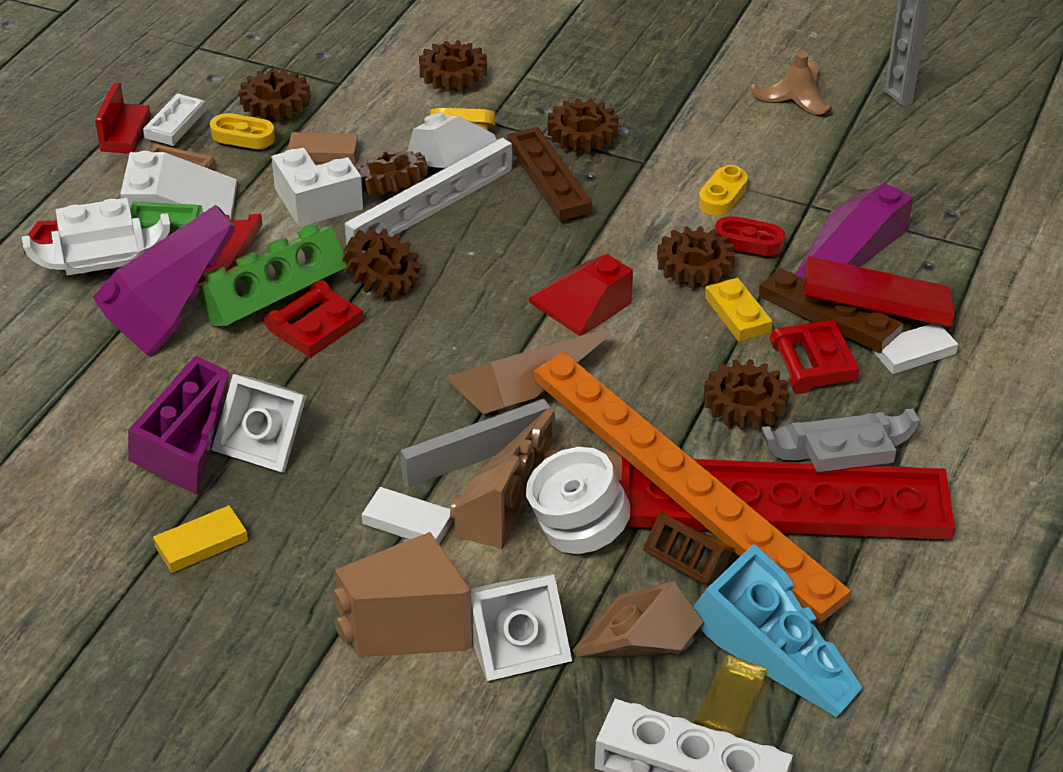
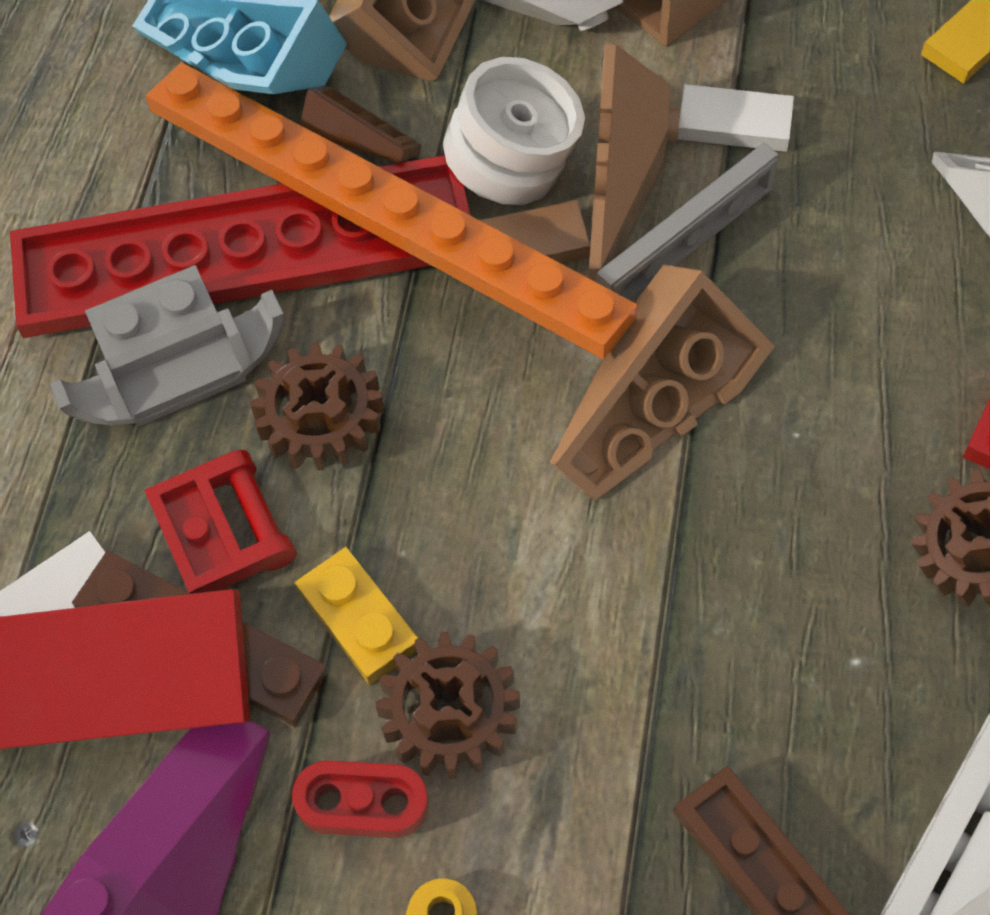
camera: 170 degrees right, 20 degrees up
(587, 294) = (624, 580): red slope -> none

